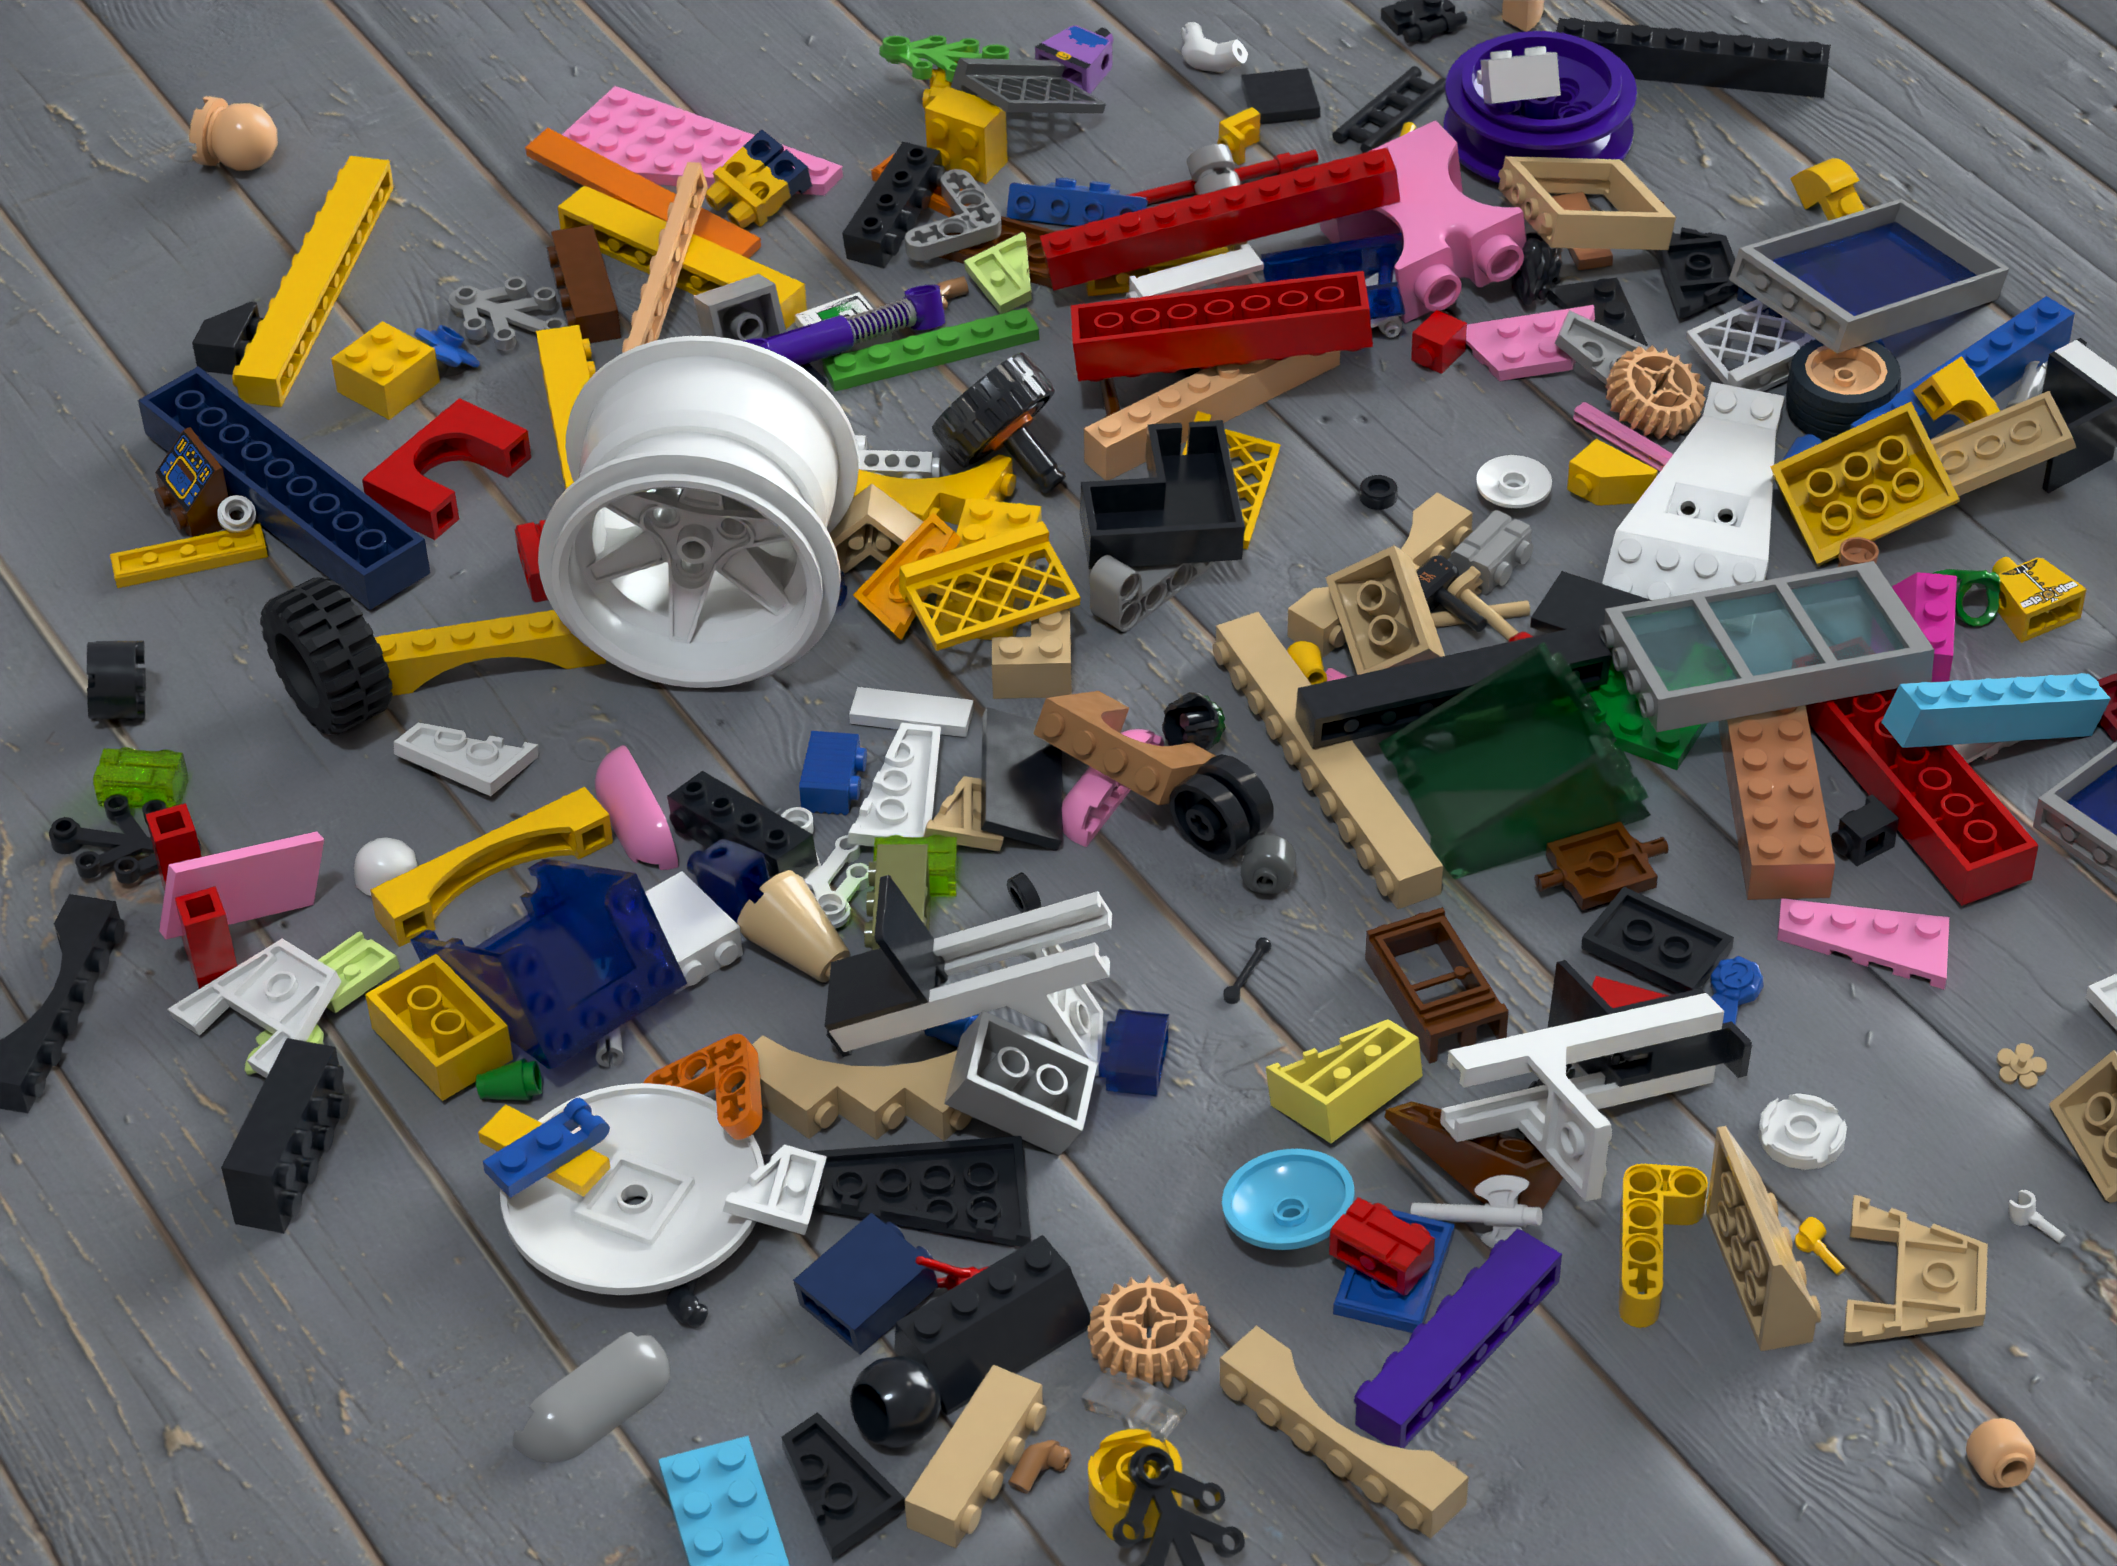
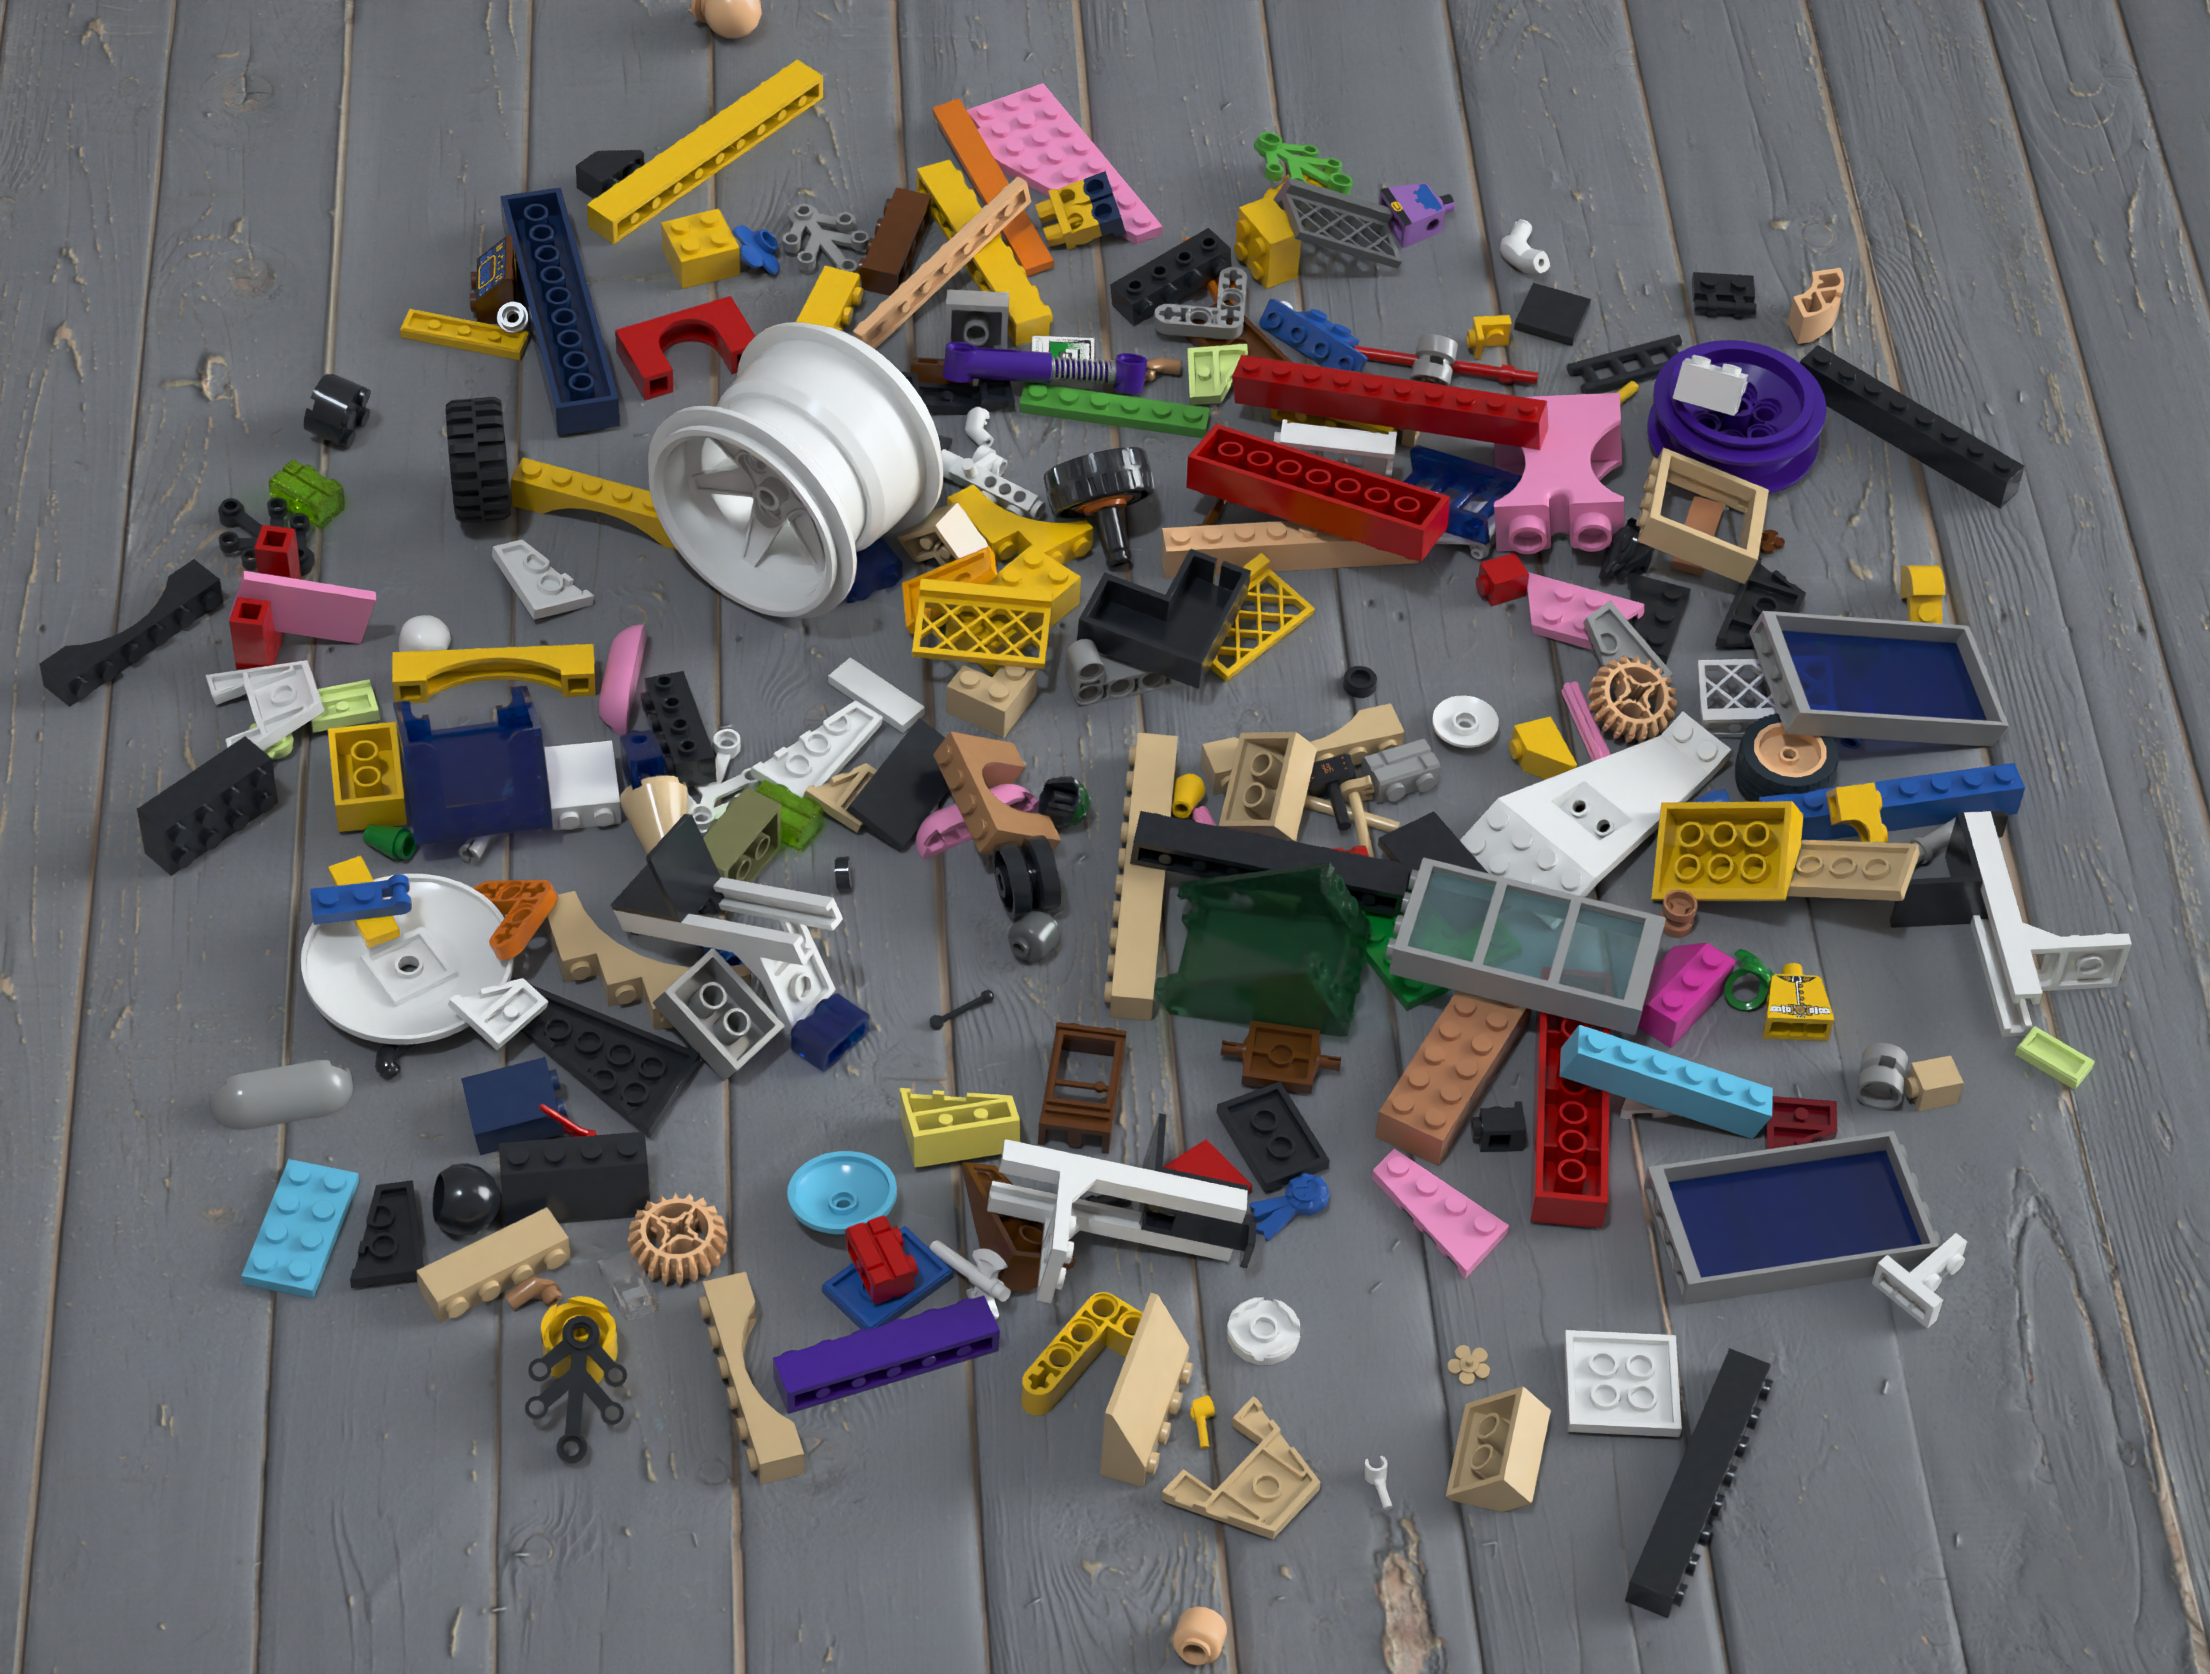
camera: 25 degrees right, 5 degrees up
(831, 771) = (779, 714): blue brick -> none

